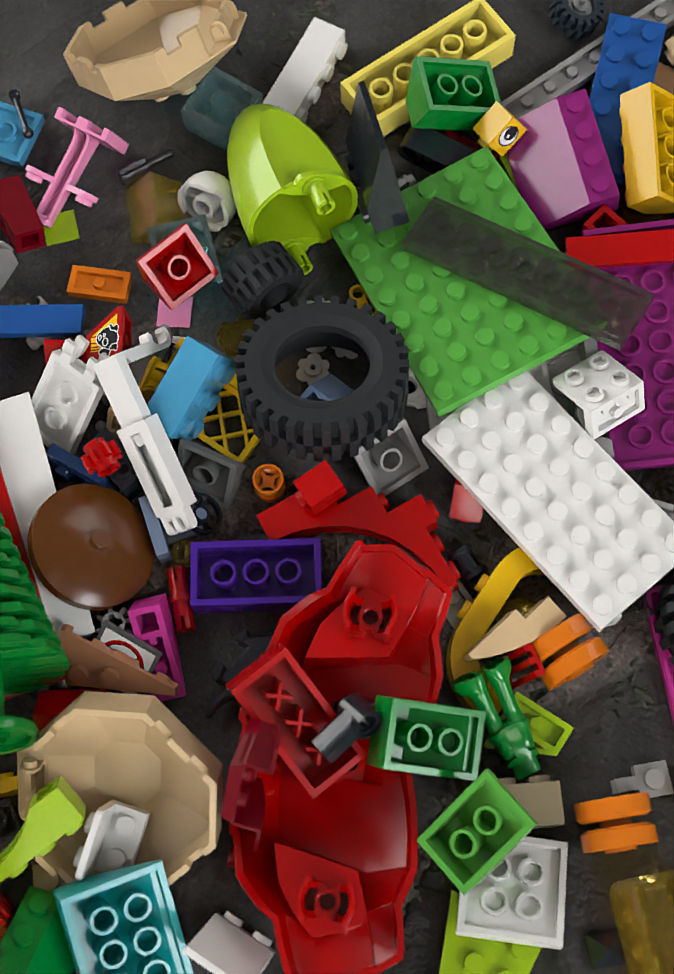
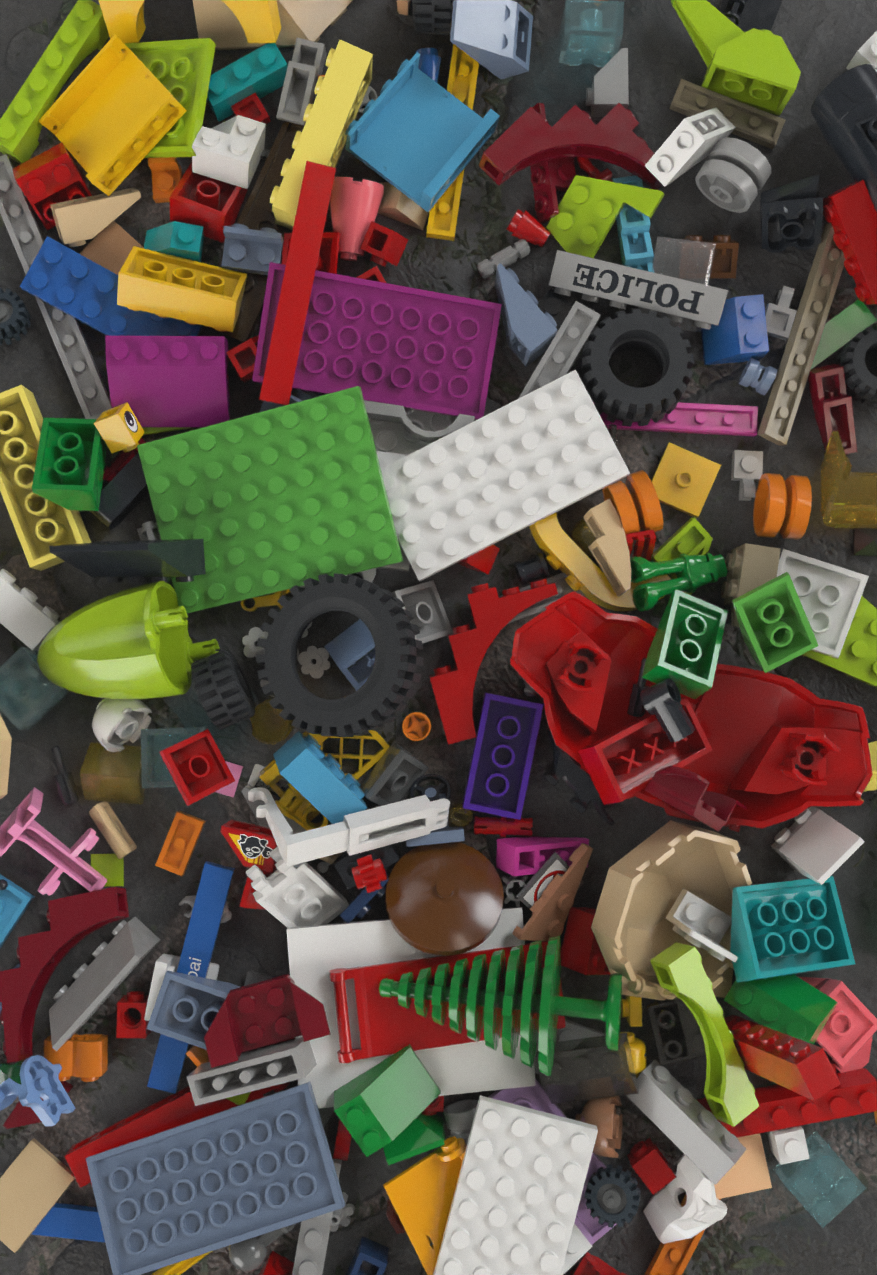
camera: 85 degrees left, 15 degrees up
(102, 221) = (112, 829): none -> tan slope
(318, 488) = (445, 684): red brick -> none
(528, 272) = (289, 445): clear smoke plate -> none
(604, 392) = (414, 410): white bracket -> none
(613, 709) = (684, 479): none -> yellow plate

